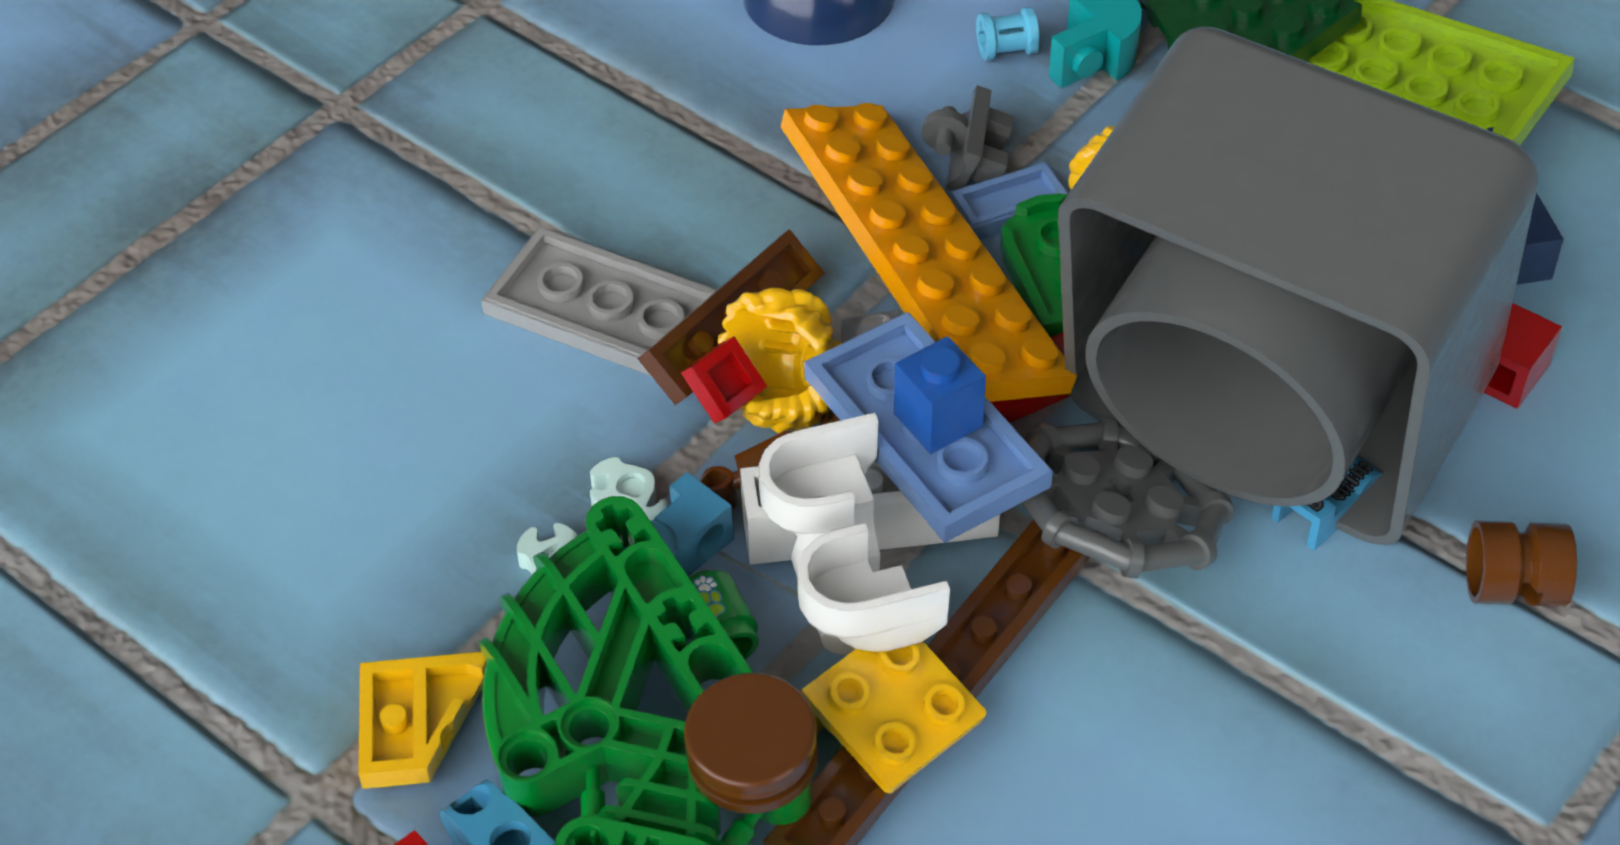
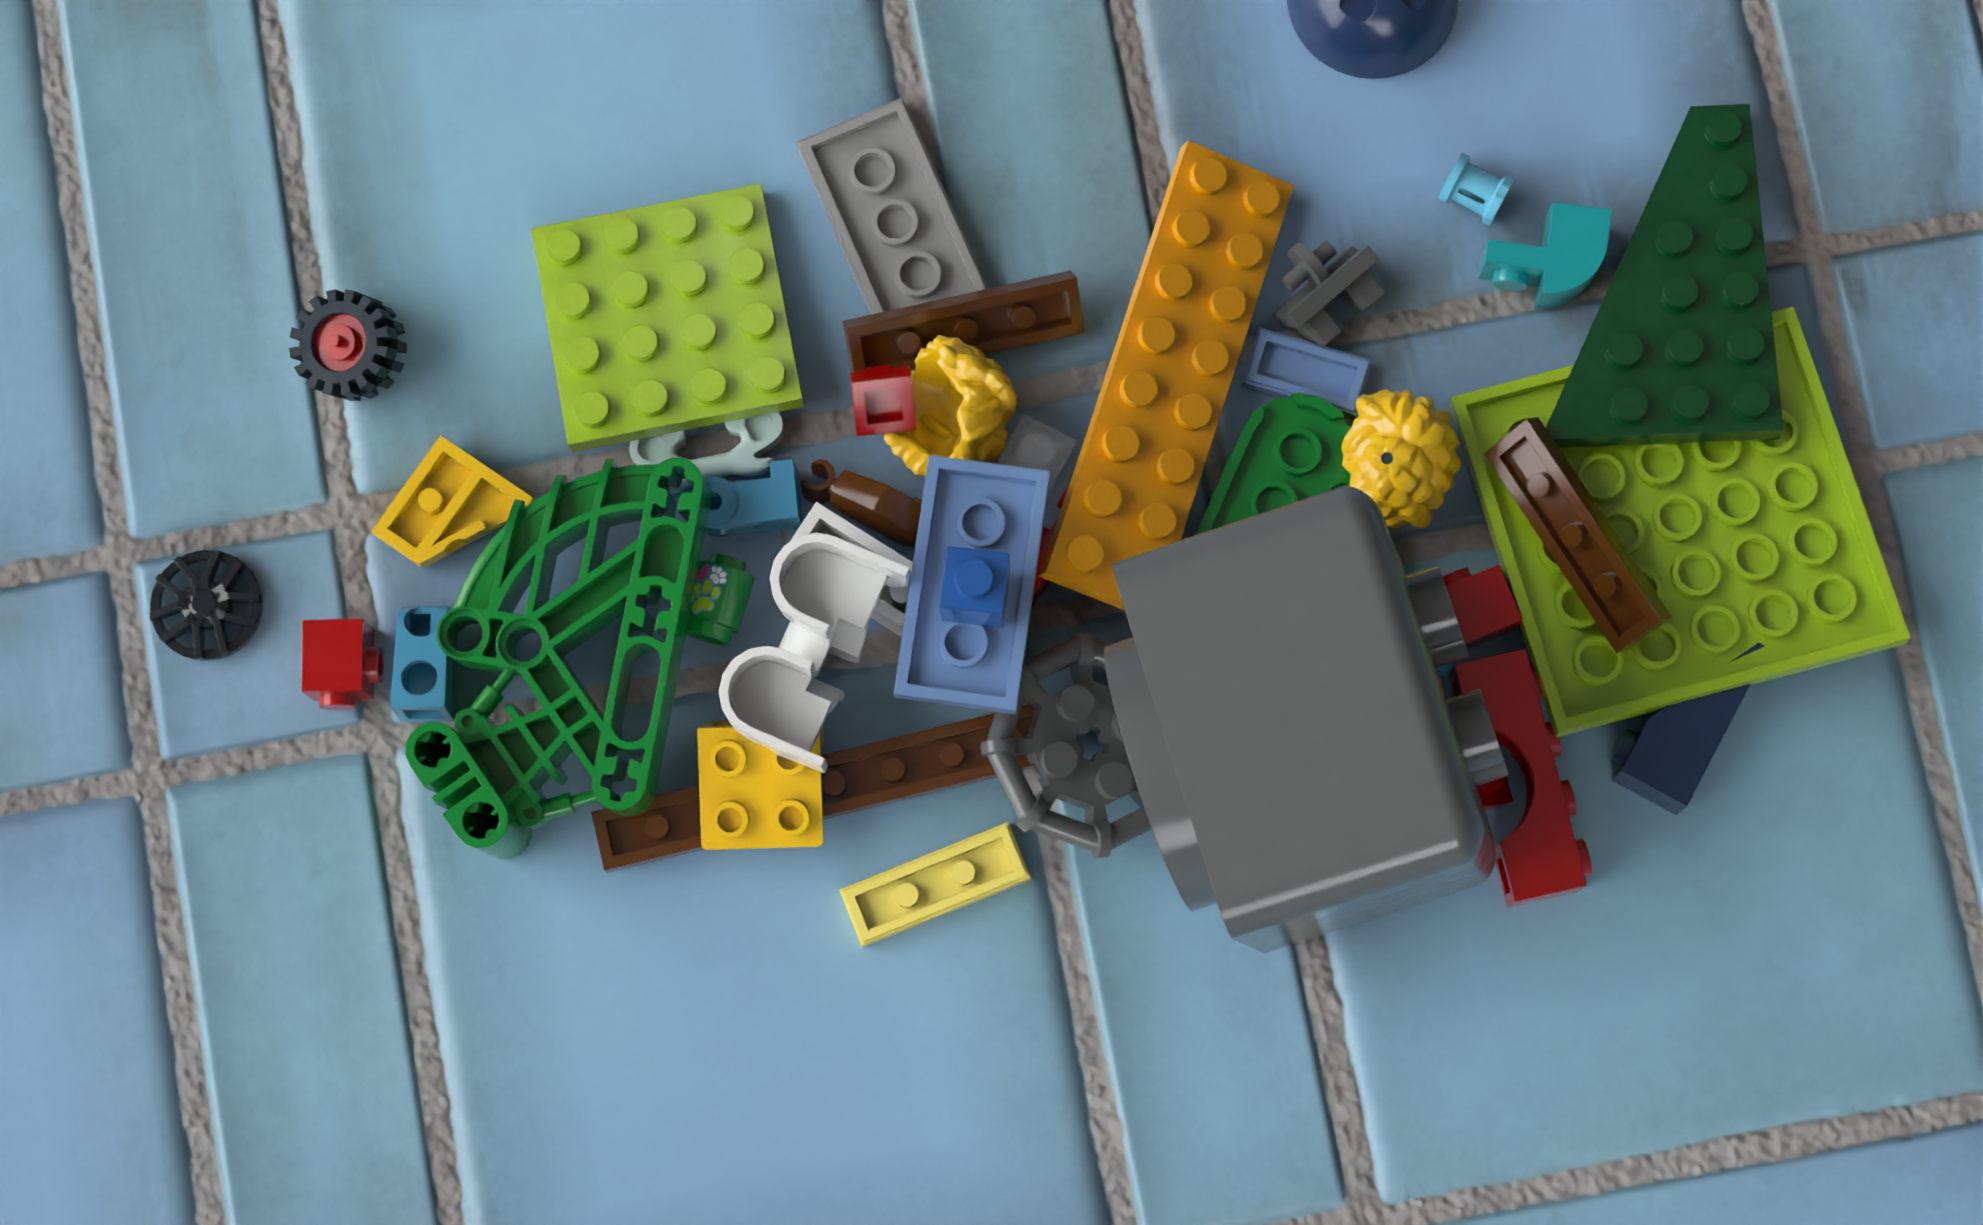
camera: 45 degrees right, 30 degrees up
(213, 655) = (348, 345): none -> black wheel
(483, 469) = (666, 318): none -> lime plate
(751, 743) = (600, 761): reddish brown head -> none
(1099, 696) = (935, 884): none -> light yellow tile
(1515, 563) = (1331, 1048): reddish brown wheel -> none

